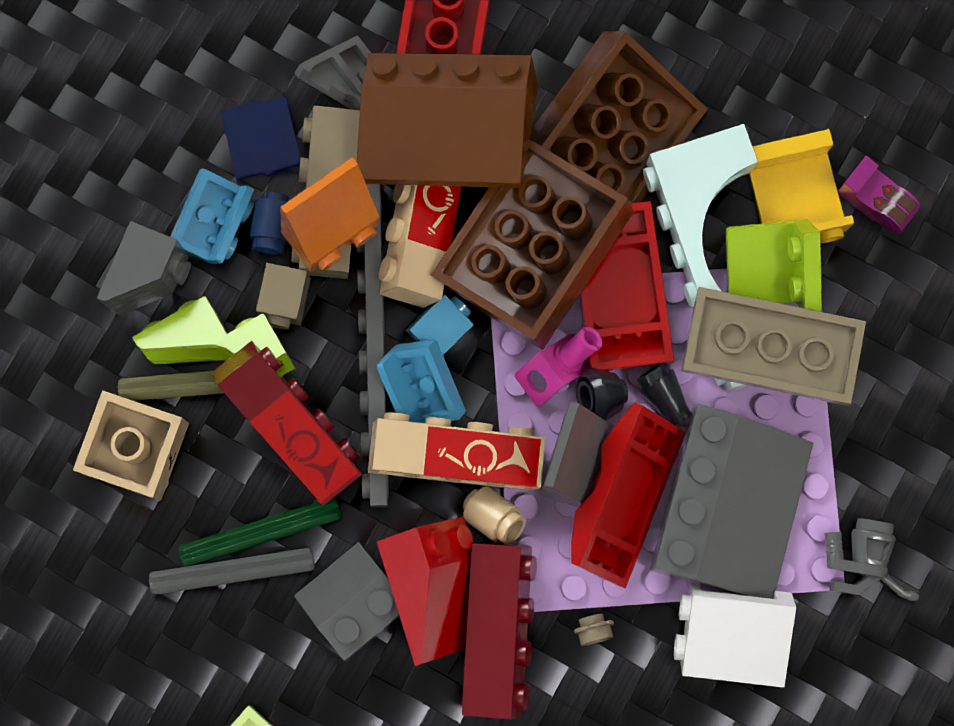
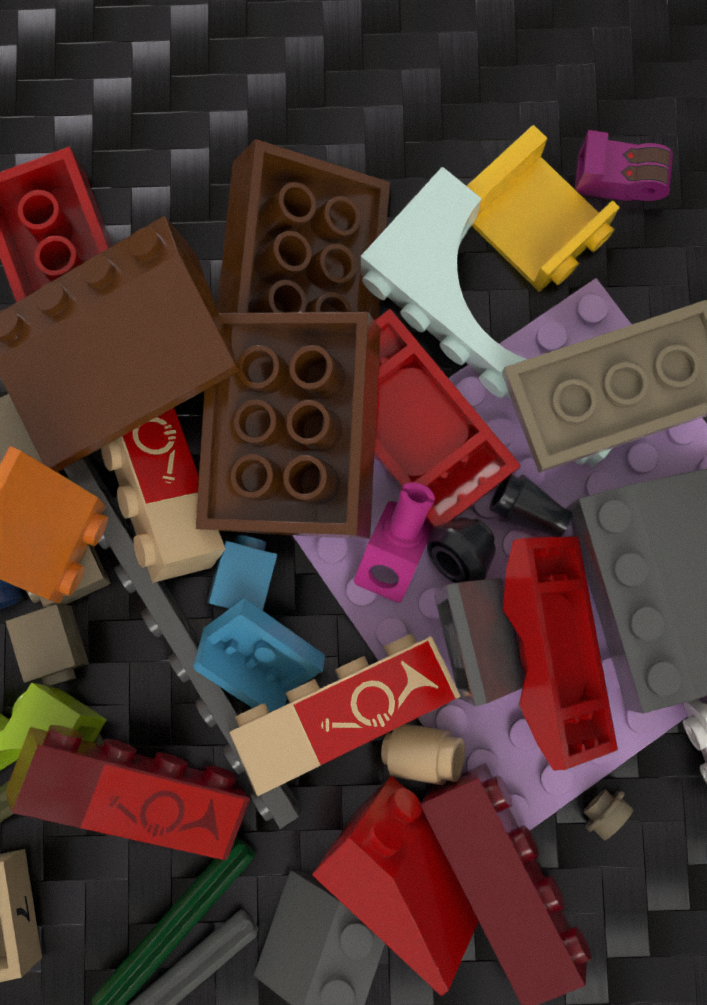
camera: 25 degrees left, 0 degrees up
(776, 262) = (569, 293): lime bracket -> none

